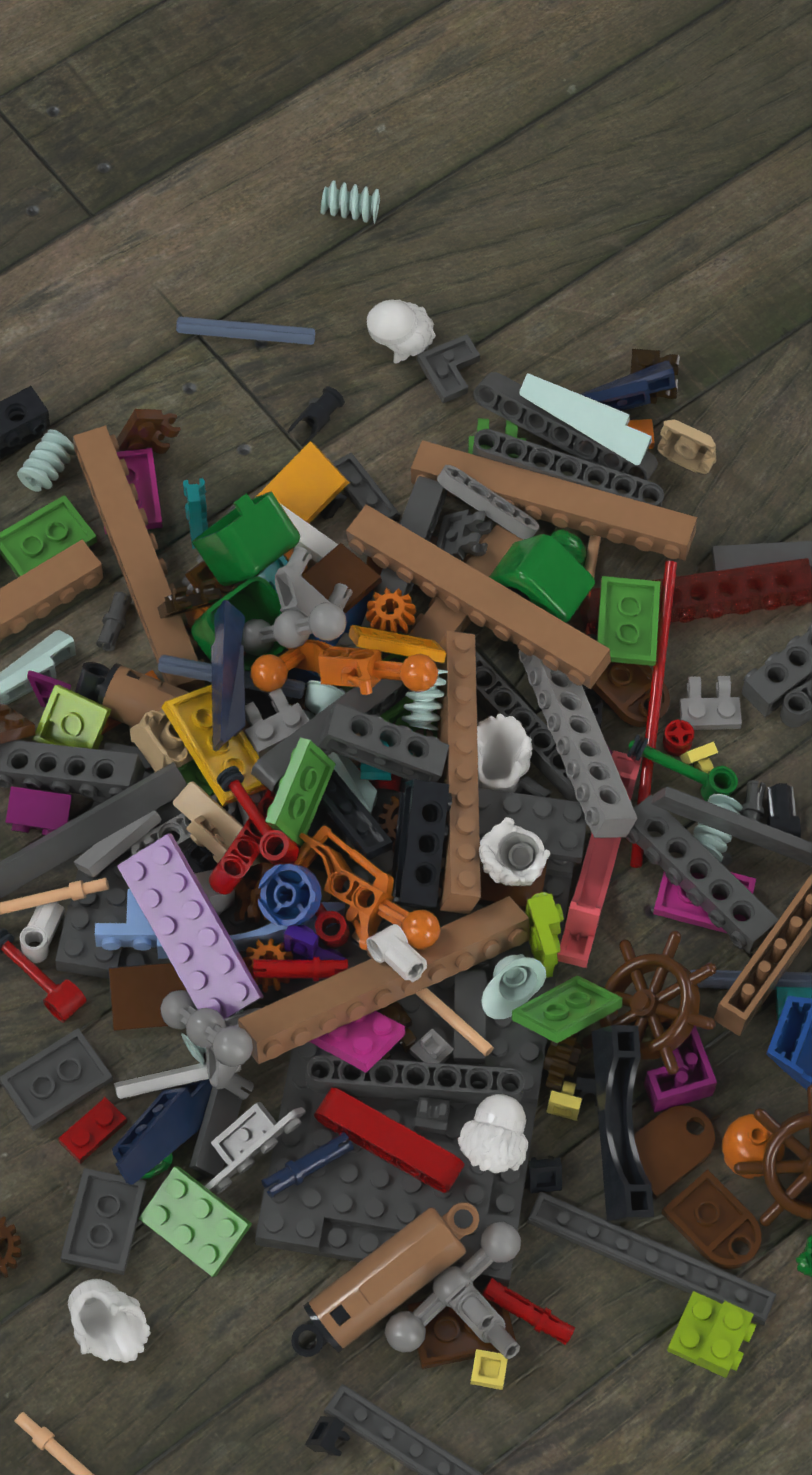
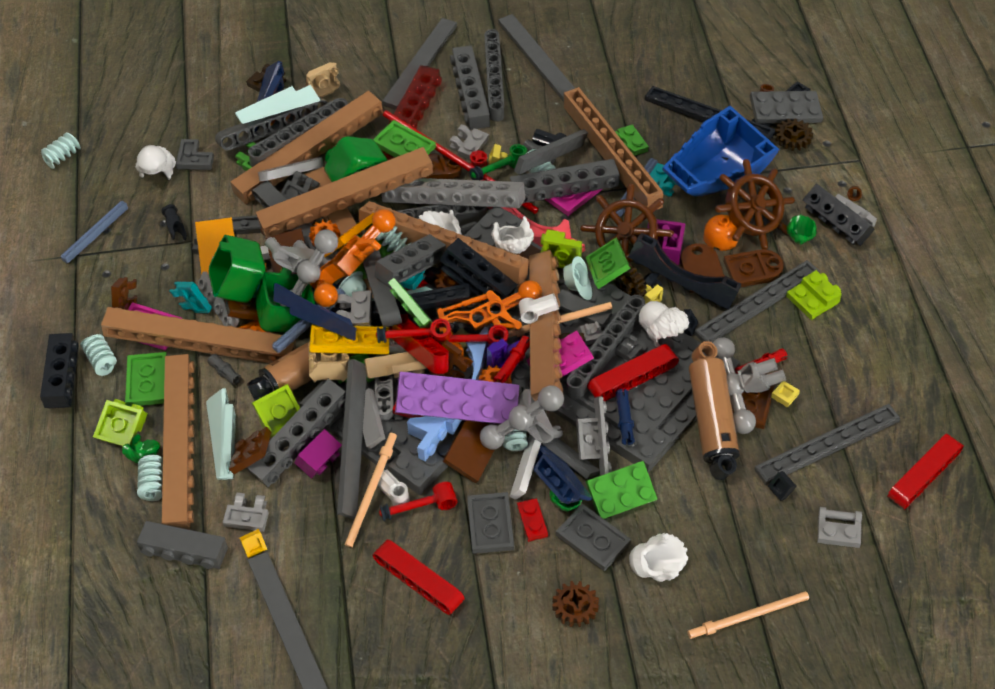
camera: 55 degrees left, 10 degrees down
(43, 686) = (246, 416): magenta piece -> none
(180, 603) = (250, 313): dark brown plate -> none
(289, 894) = (472, 338): blue cylinder -> none

